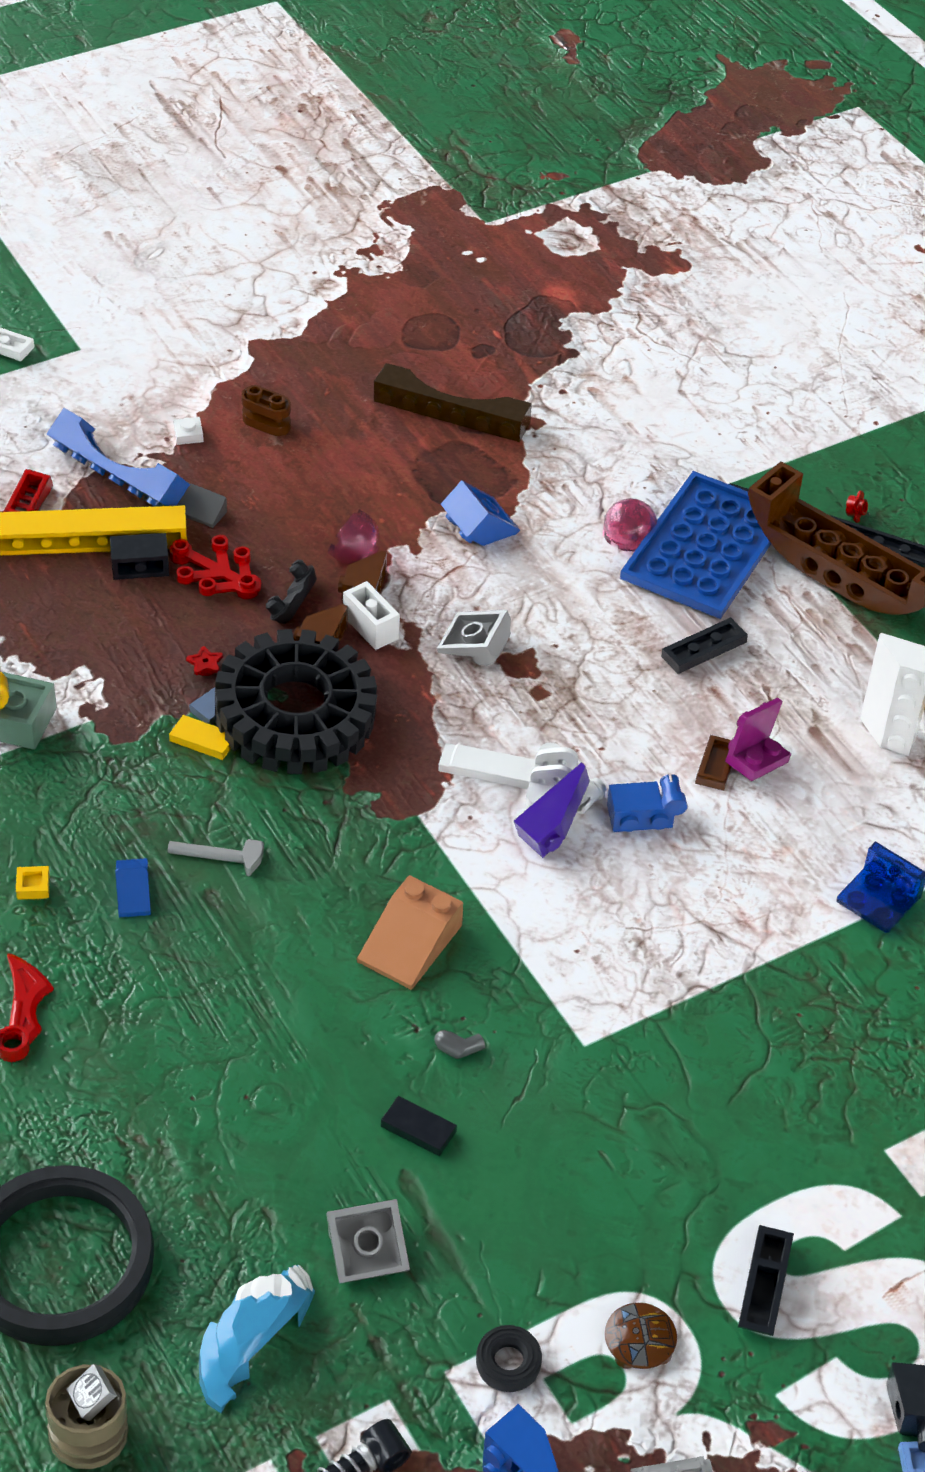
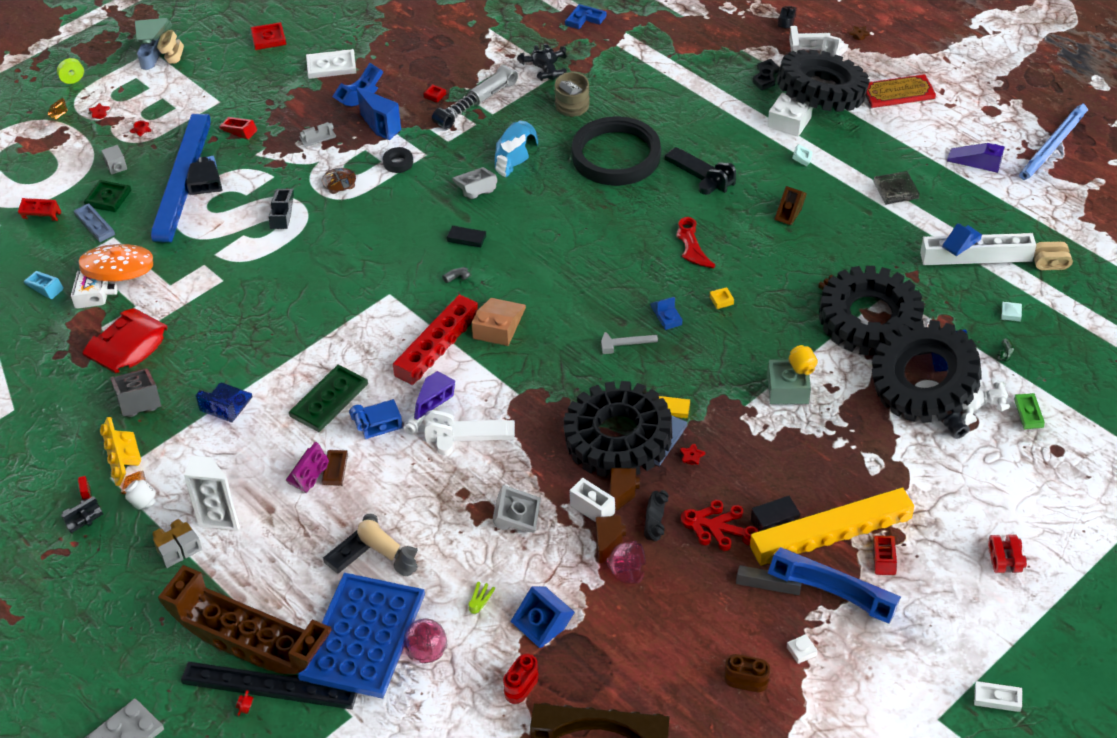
camera: 170 degrees right, 0 degrees up
(522, 918) = (435, 340): none -> red brick
(526, 458) = (520, 678): none -> red brick
(552, 556) = (476, 605): none -> lime piece
(679, 625) = (373, 536): none -> piece
(714, 872) = (328, 398): none -> dark green tile

